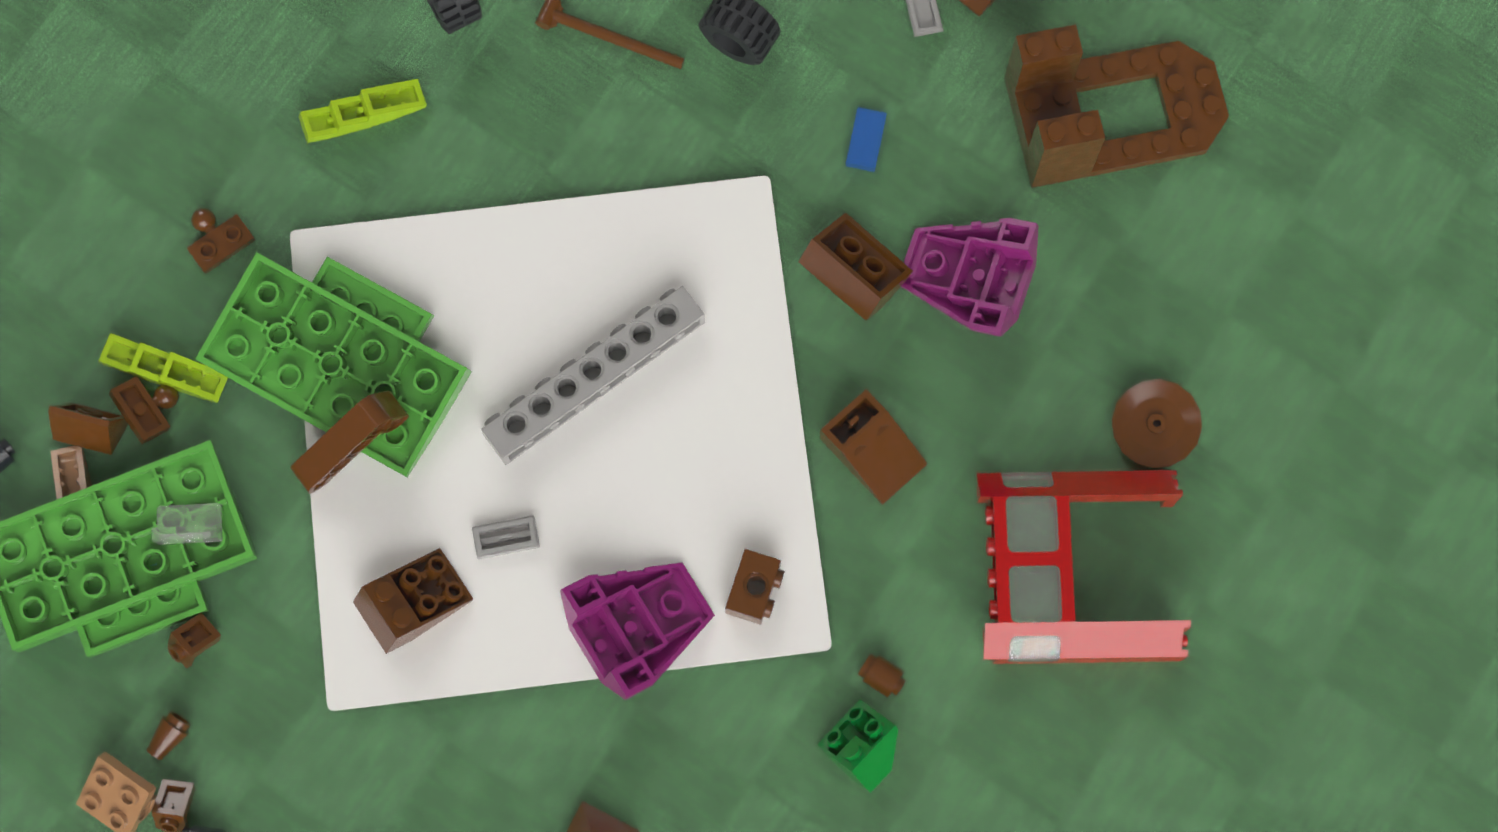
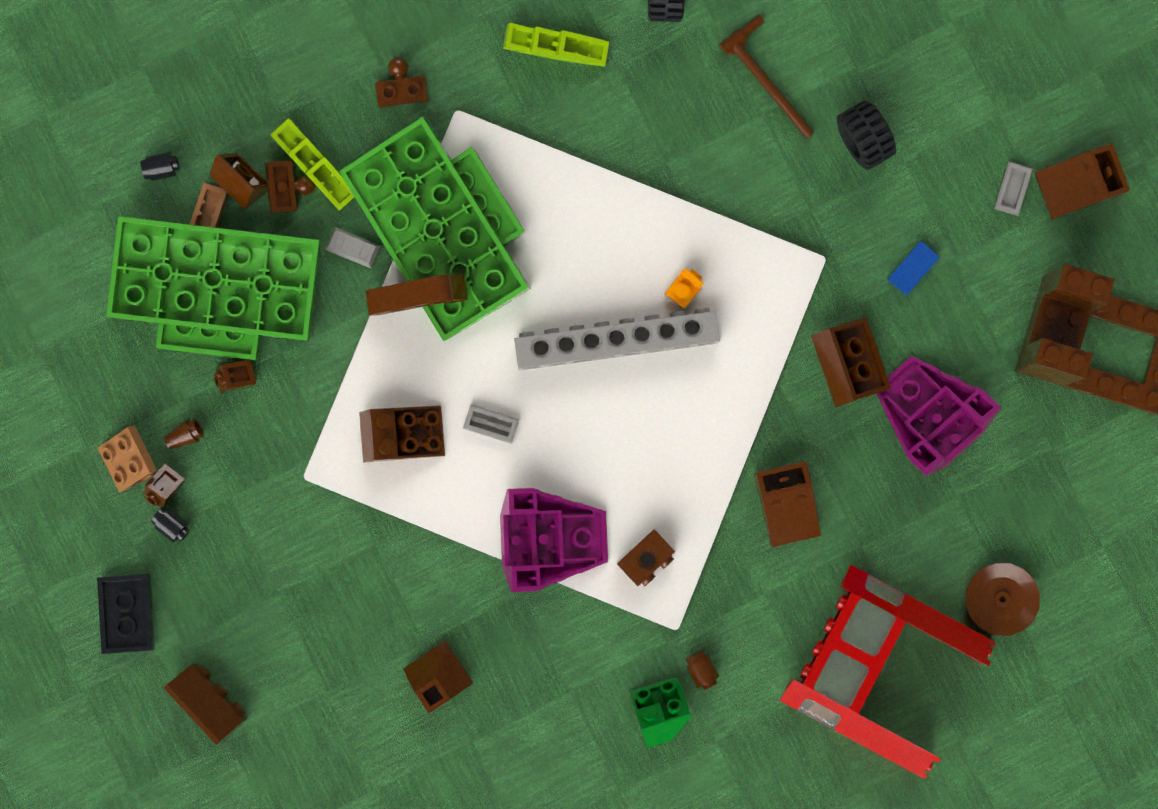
camera: 30 degrees right, 10 degrees up
(188, 524) = (272, 293): clear panel -> none
(253, 434) = (352, 247): none -> light grey tile
(637, 282) = (685, 288): none -> light orange bracket

